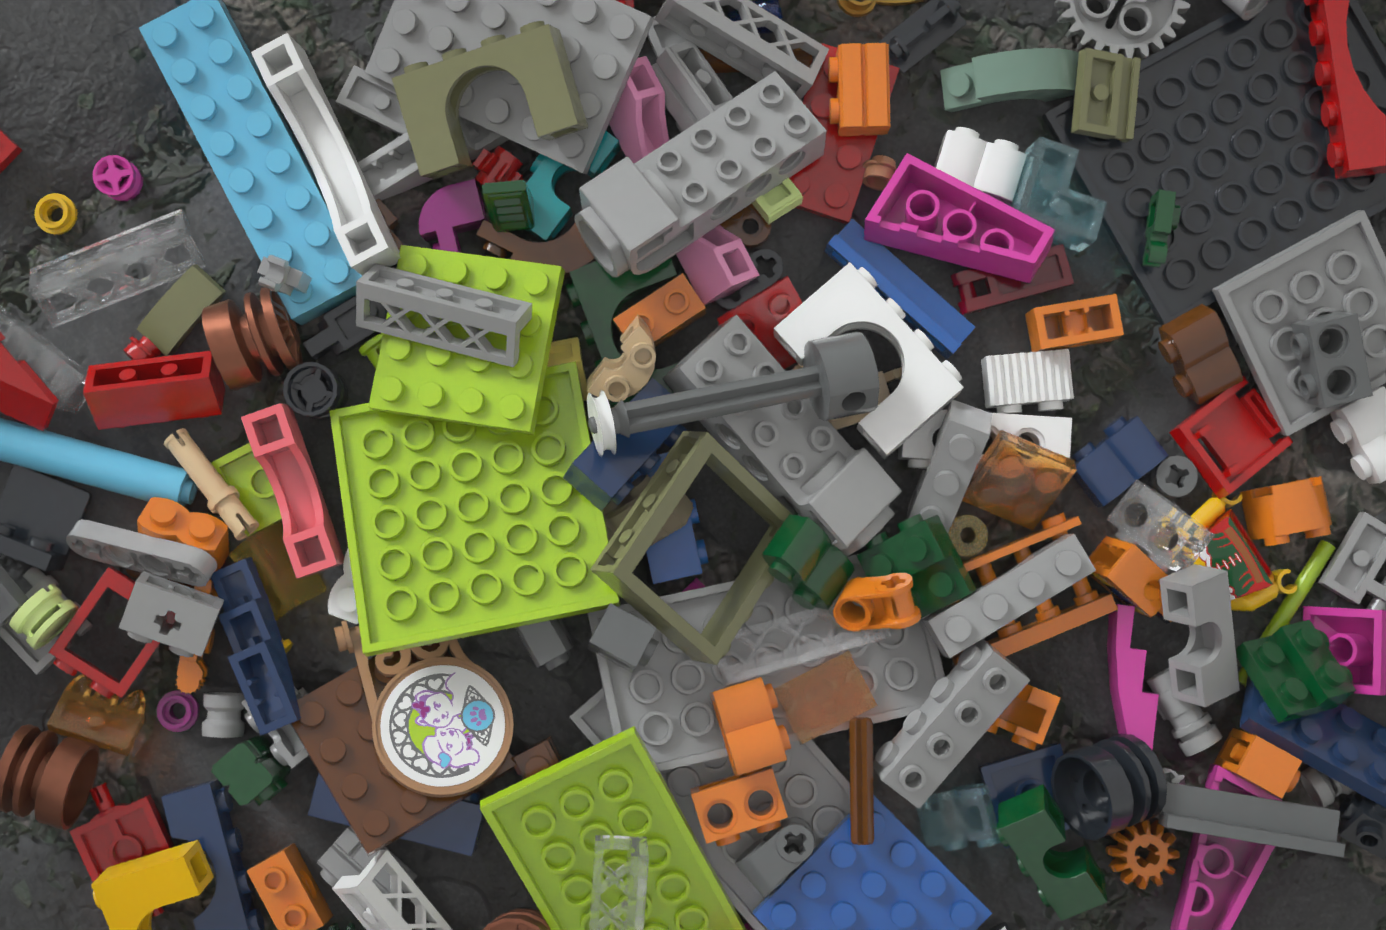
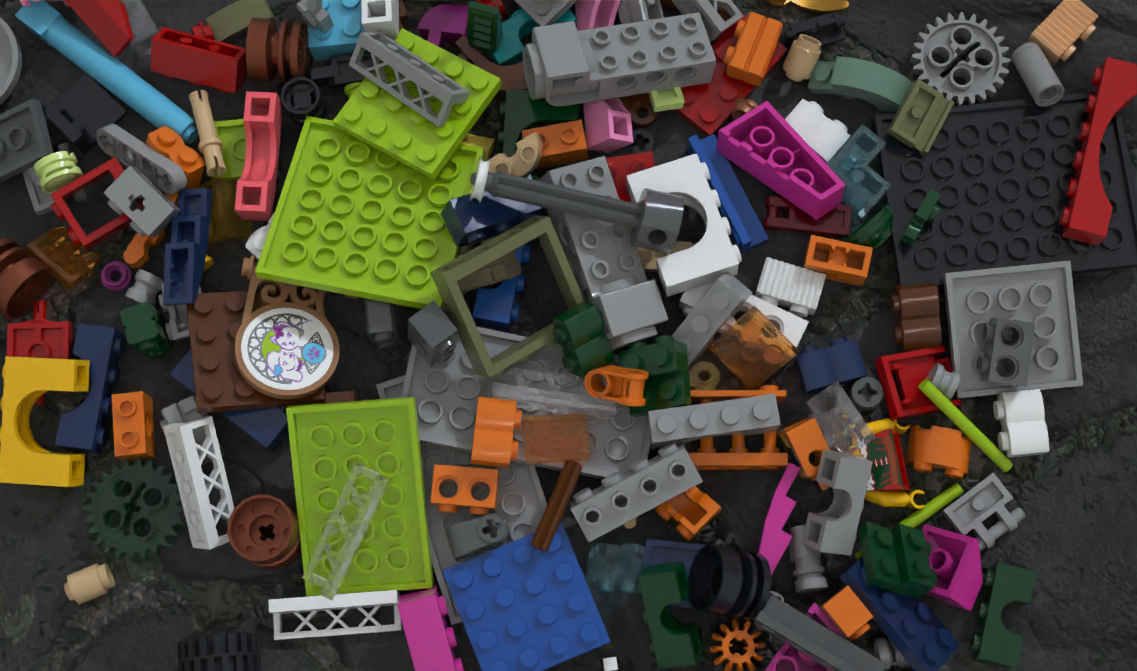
camera: 25 degrees right, 10 degrees down
(925, 74) = (802, 58): none -> tan brick
(1101, 267) = (874, 229): none -> dark green piece
(1263, 428) = (943, 380): none -> light grey wheel
(1311, 469) = (965, 425): none -> lime bar

